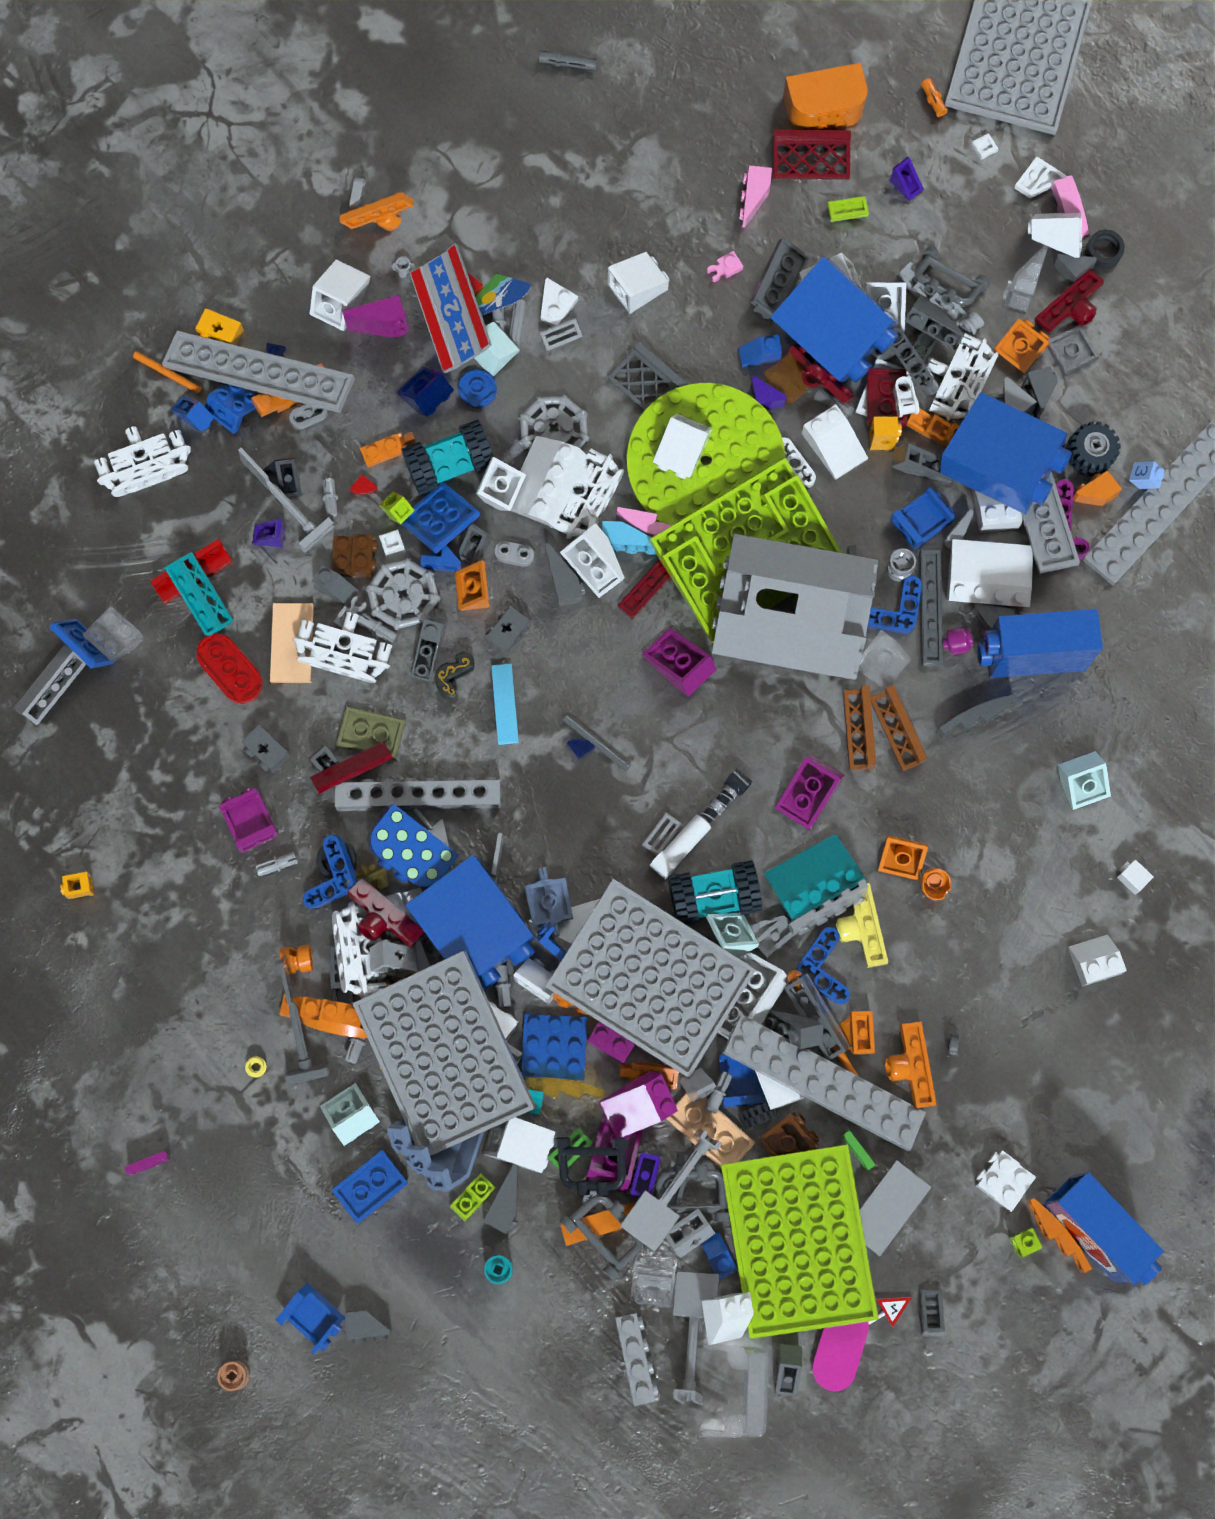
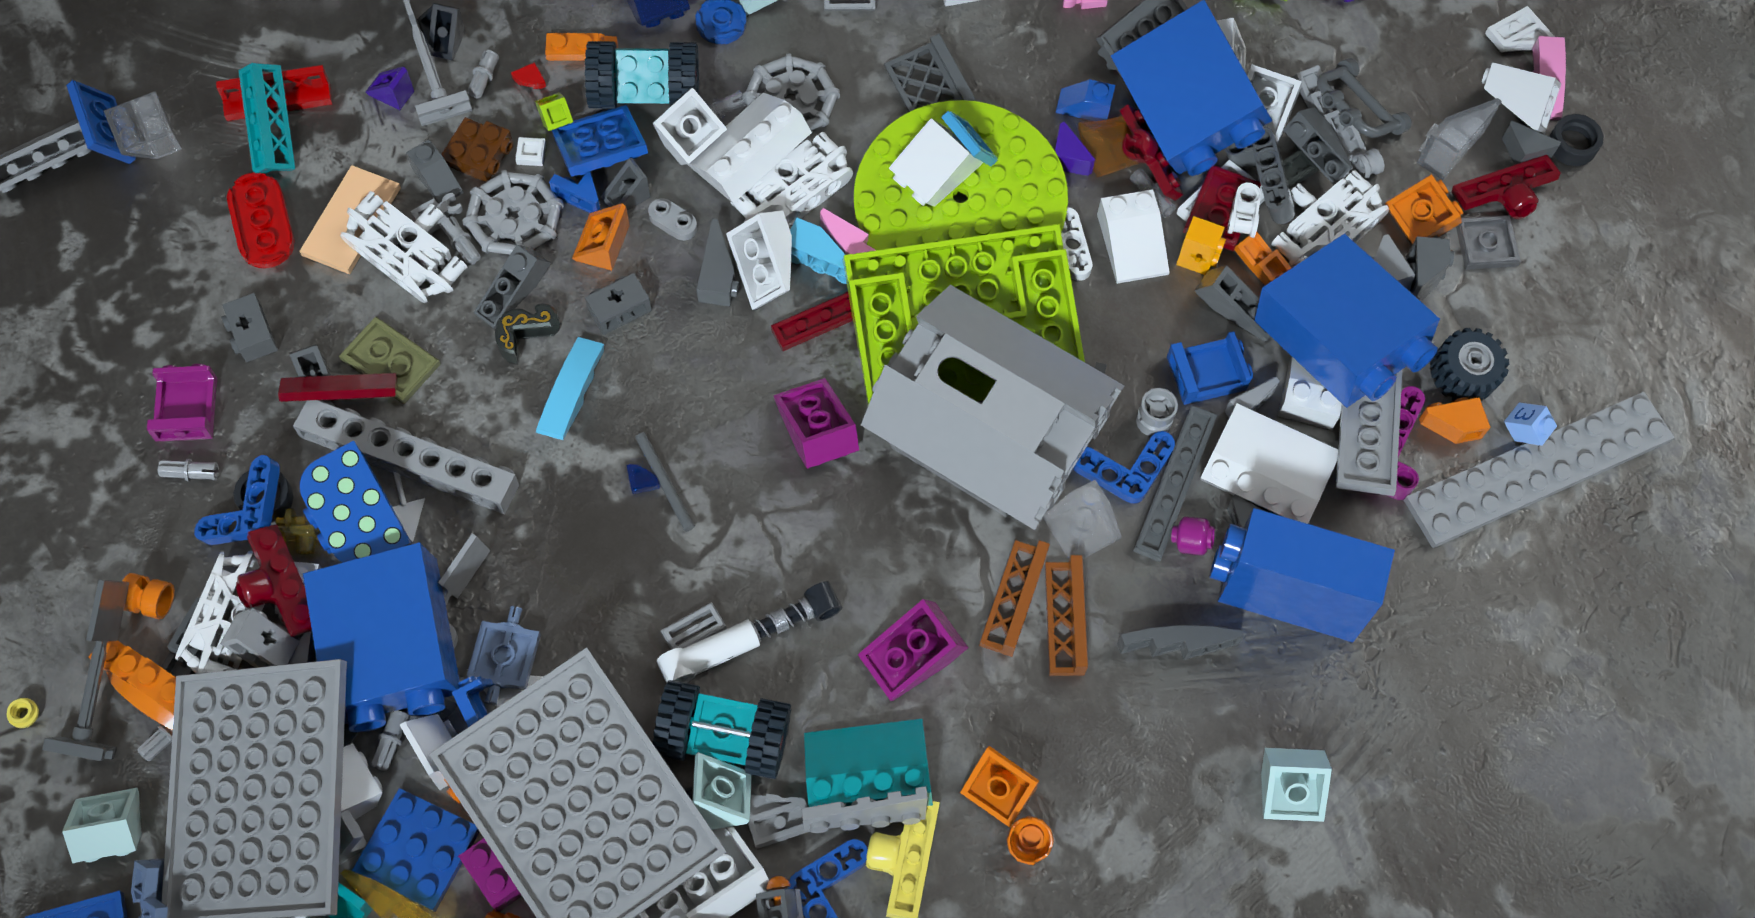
camera: 20 degrees right, 10 degrees down
(700, 419) = (970, 138): none -> dark azure tile

